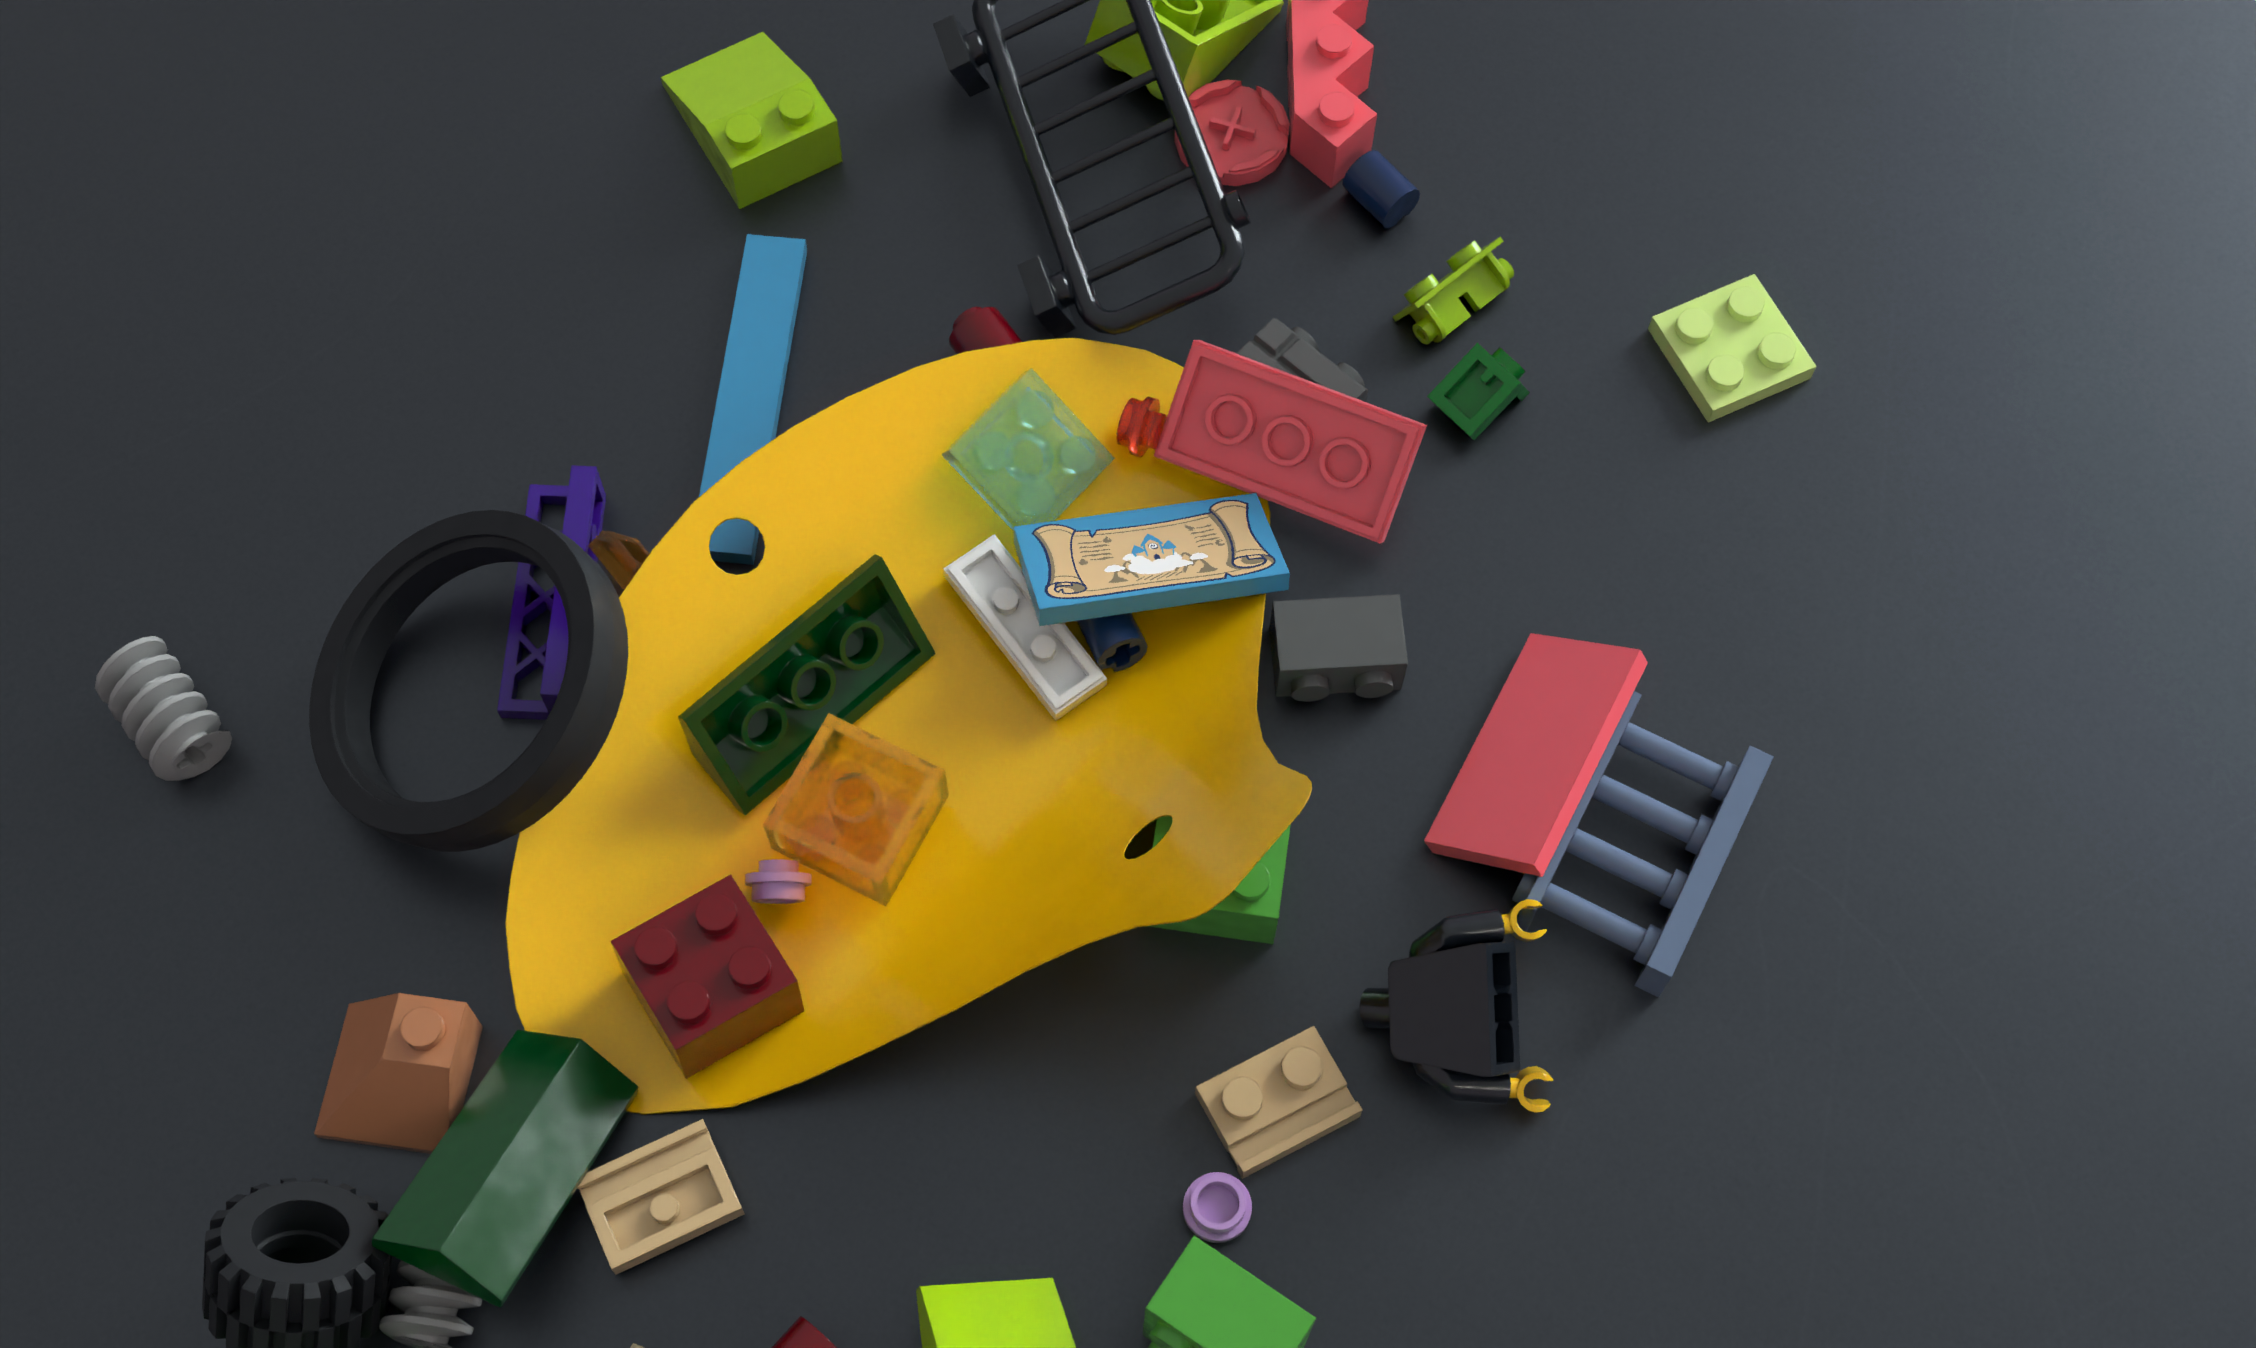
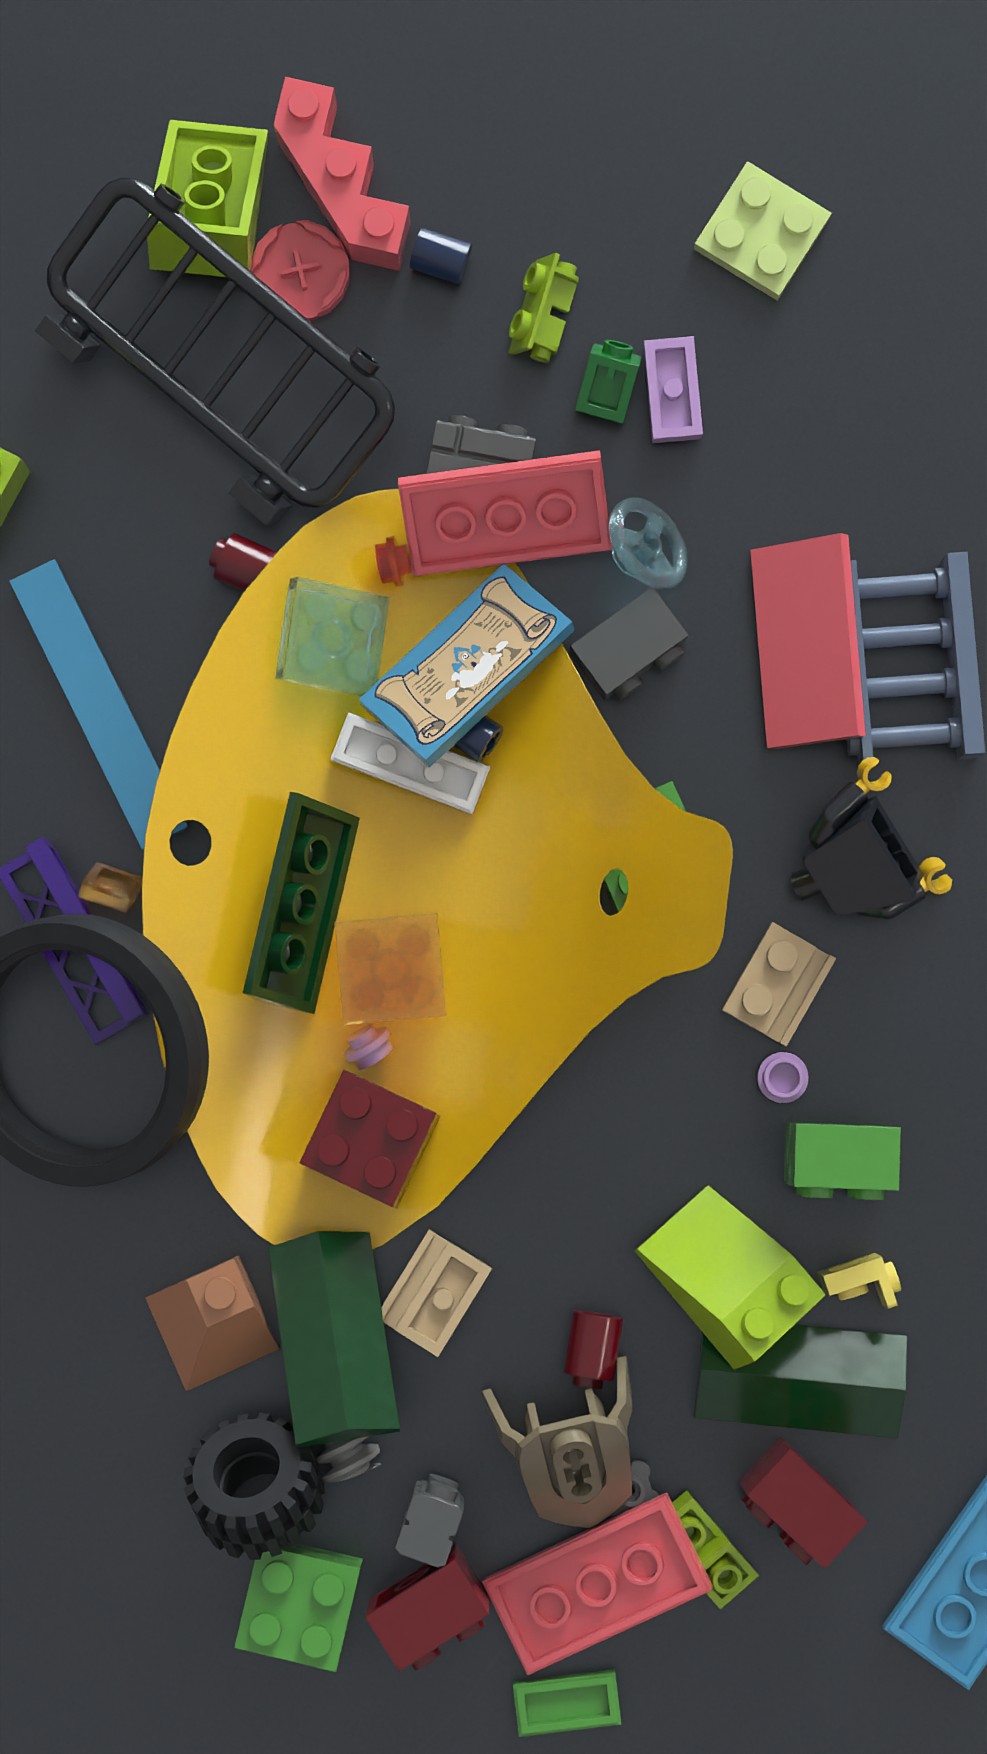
camera: 30 degrees left, 20 degrees up
(1408, 561) = (641, 552): none -> clear light blue piece
(1543, 435) = (672, 389): none -> lavender plate

